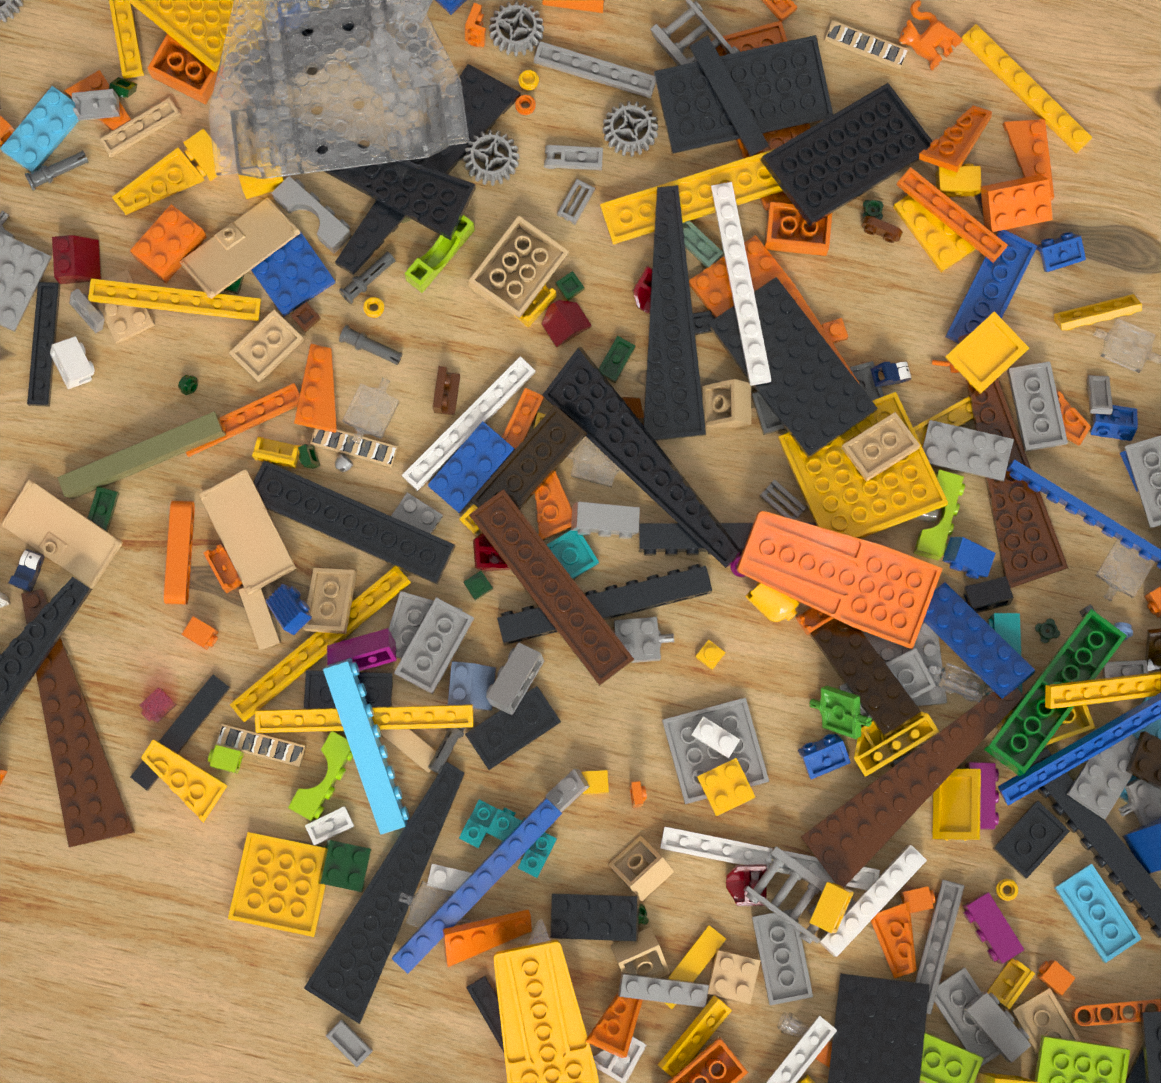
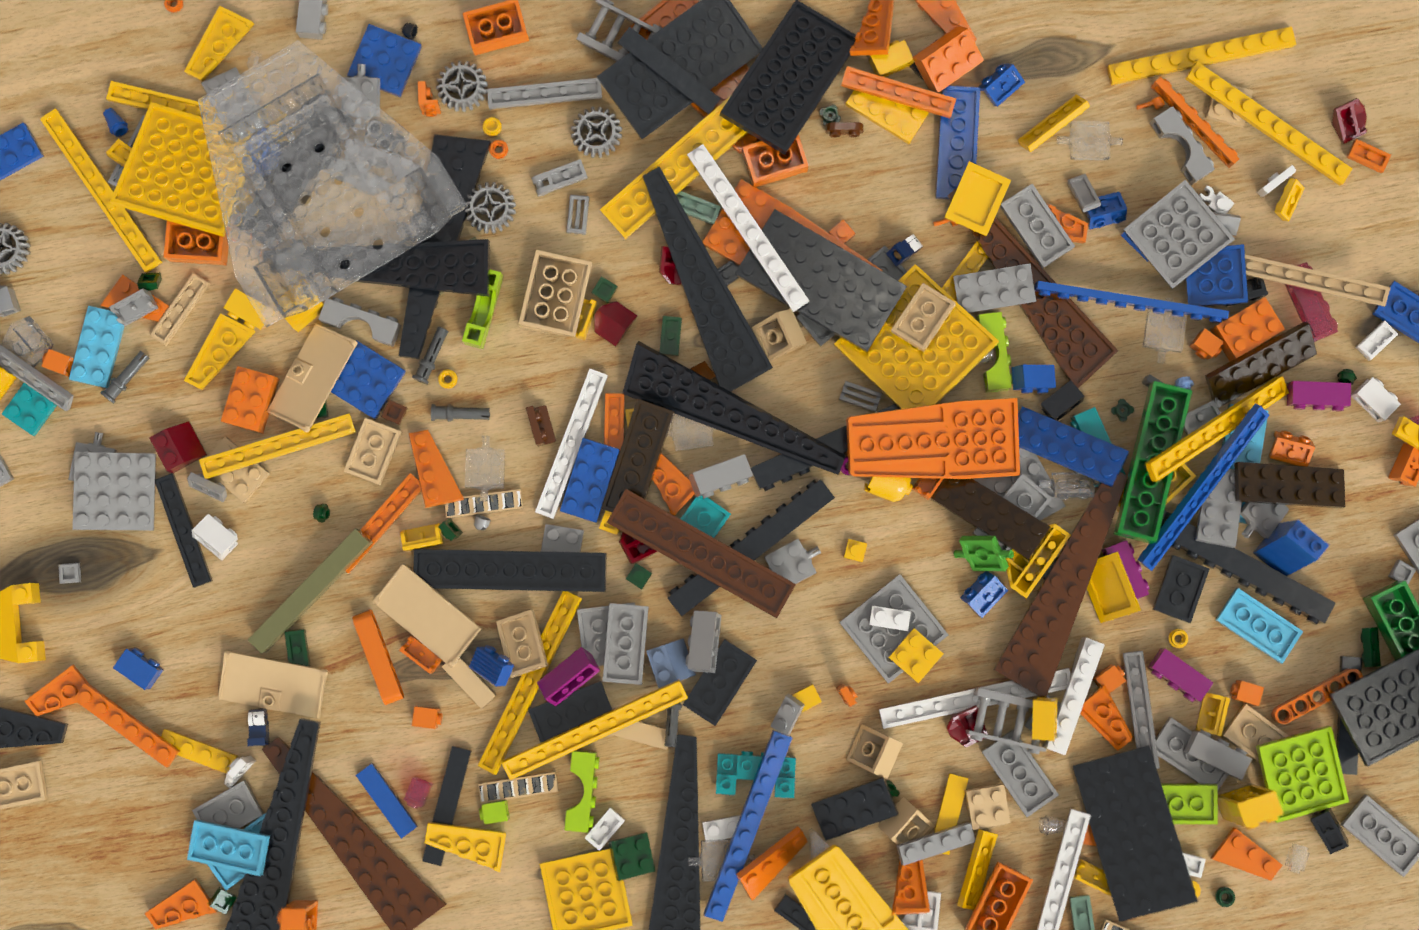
camera: 20 degrees left, 5 degrees up
(122, 700) = (386, 800): none -> blue tile
(366, 745) = (606, 752): medium azure brick -> none

